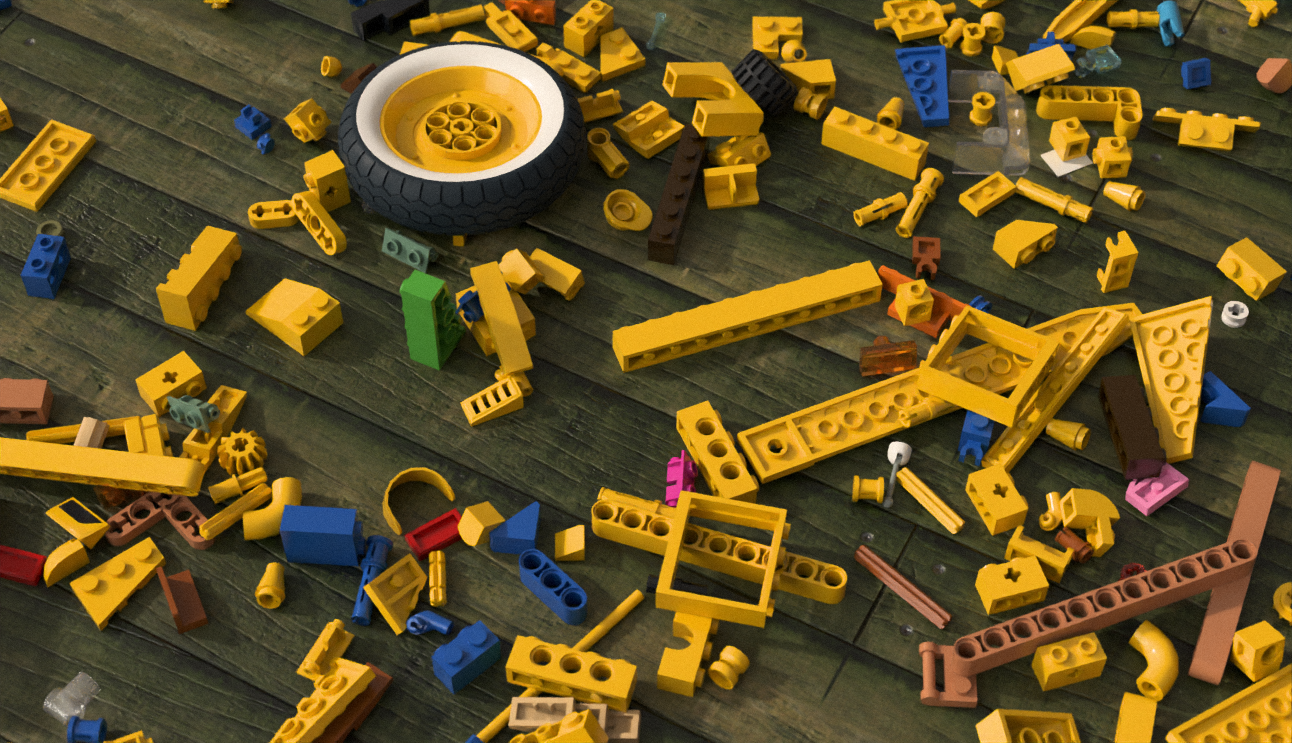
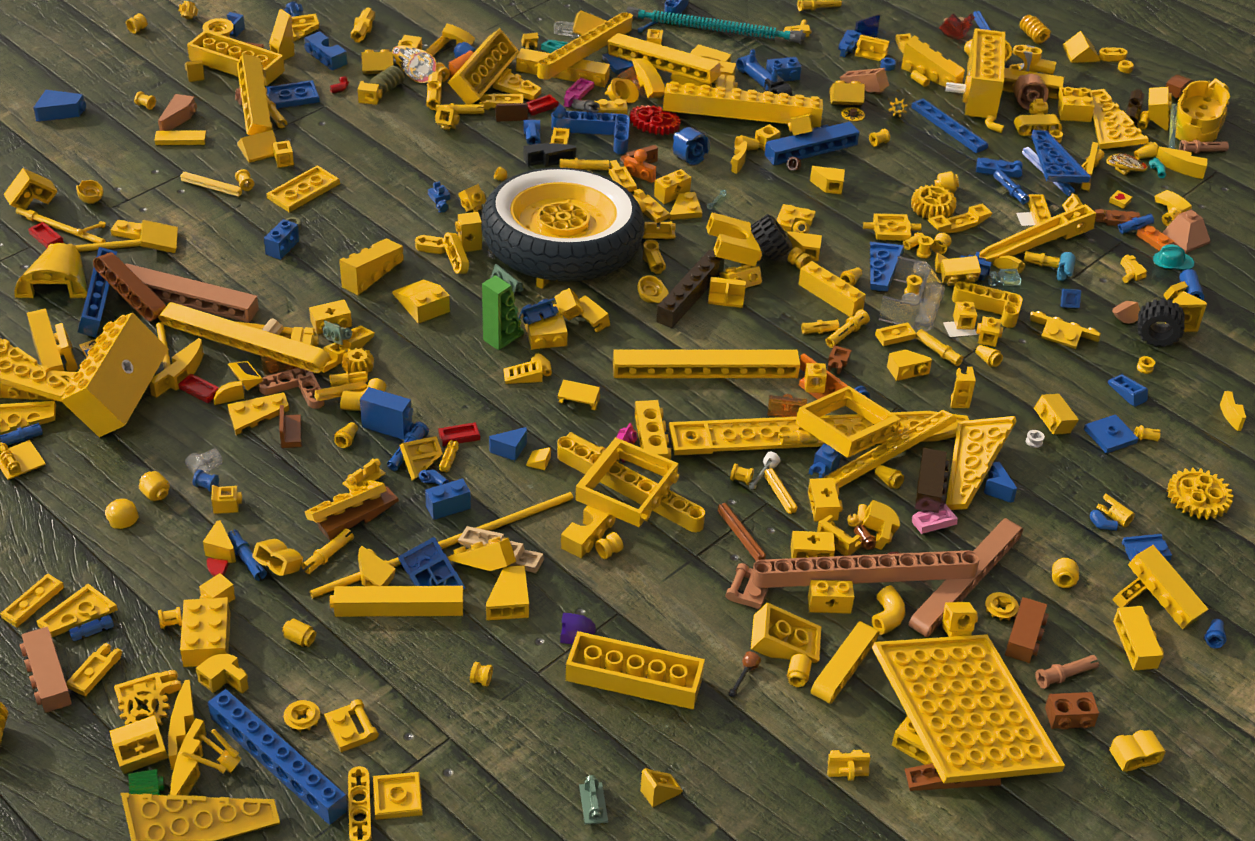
camera: 15 degrees right, 10 degrees down
(414, 474) = (453, 397): yellow piece -> none
(478, 522) = (483, 429): yellow piece -> none
(501, 318) = (544, 324): yellow slope -> none
(558, 598) = (517, 476): blue beam -> none
(581, 686) = (508, 520): yellow brick -> none
(588, 418) = (579, 393): none -> yellow hinge
(649, 129) = (686, 250): yellow slope -> none

